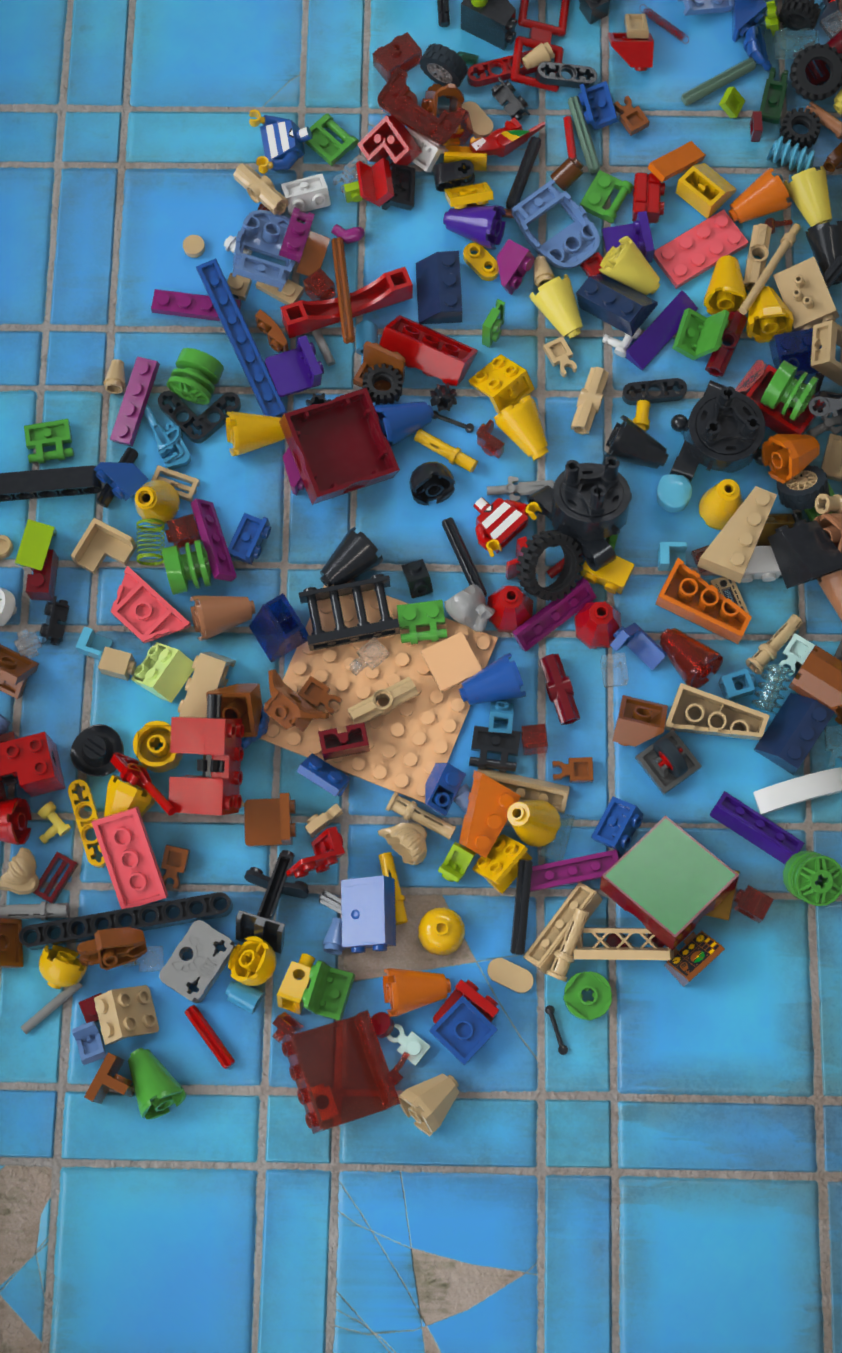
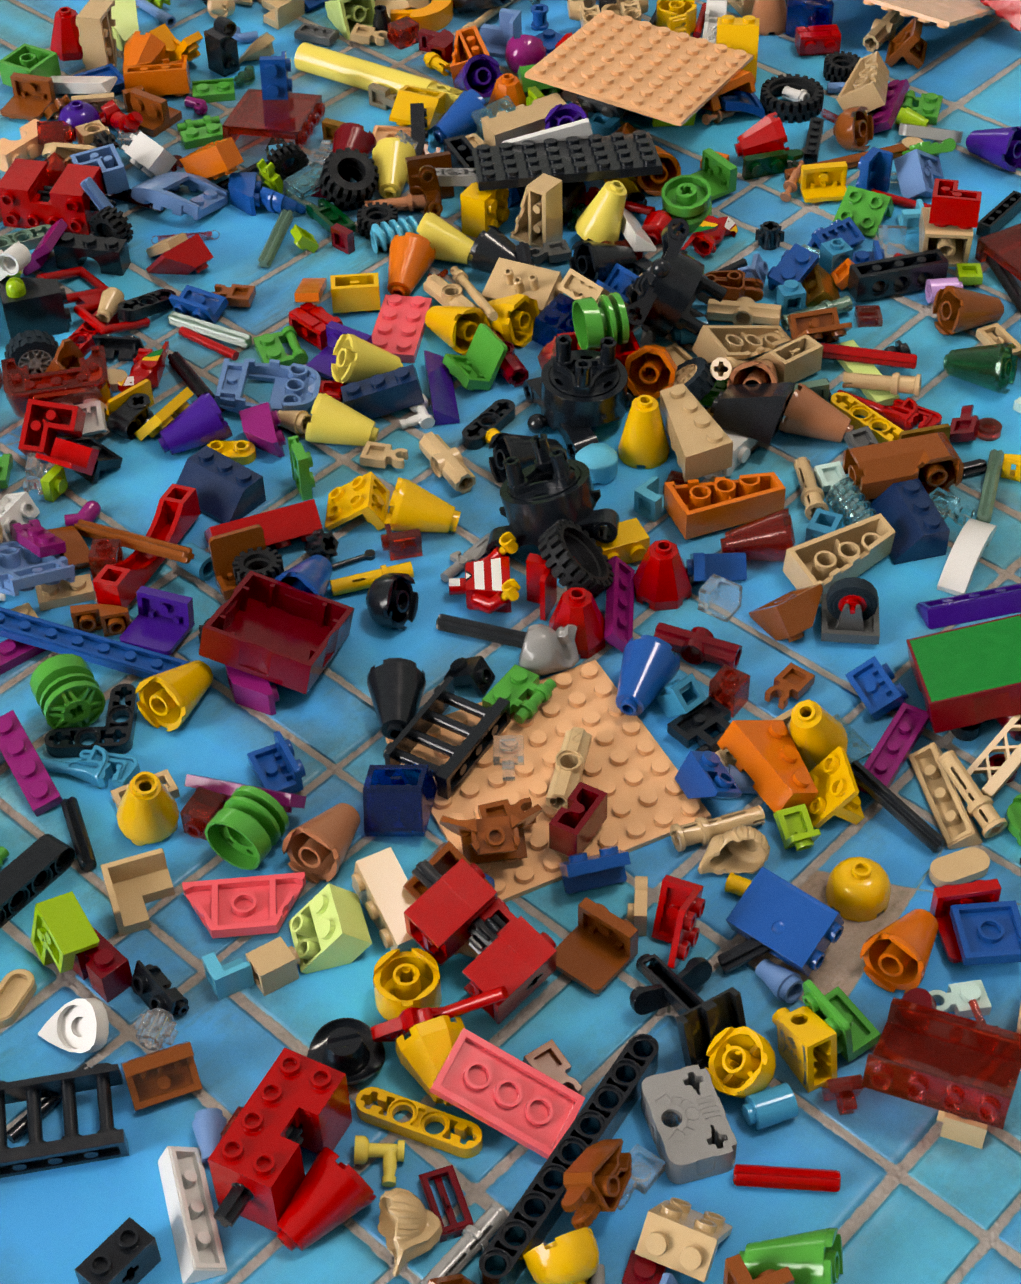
camera: 50 degrees left, 30 degrees down
(122, 477) = (87, 818): blue slope -> none
(143, 529) = (192, 850): lime piece -> none
(451, 661) = (583, 699): light nougat tile -> none
(567, 173) = (231, 347): reddish brown brick -> none

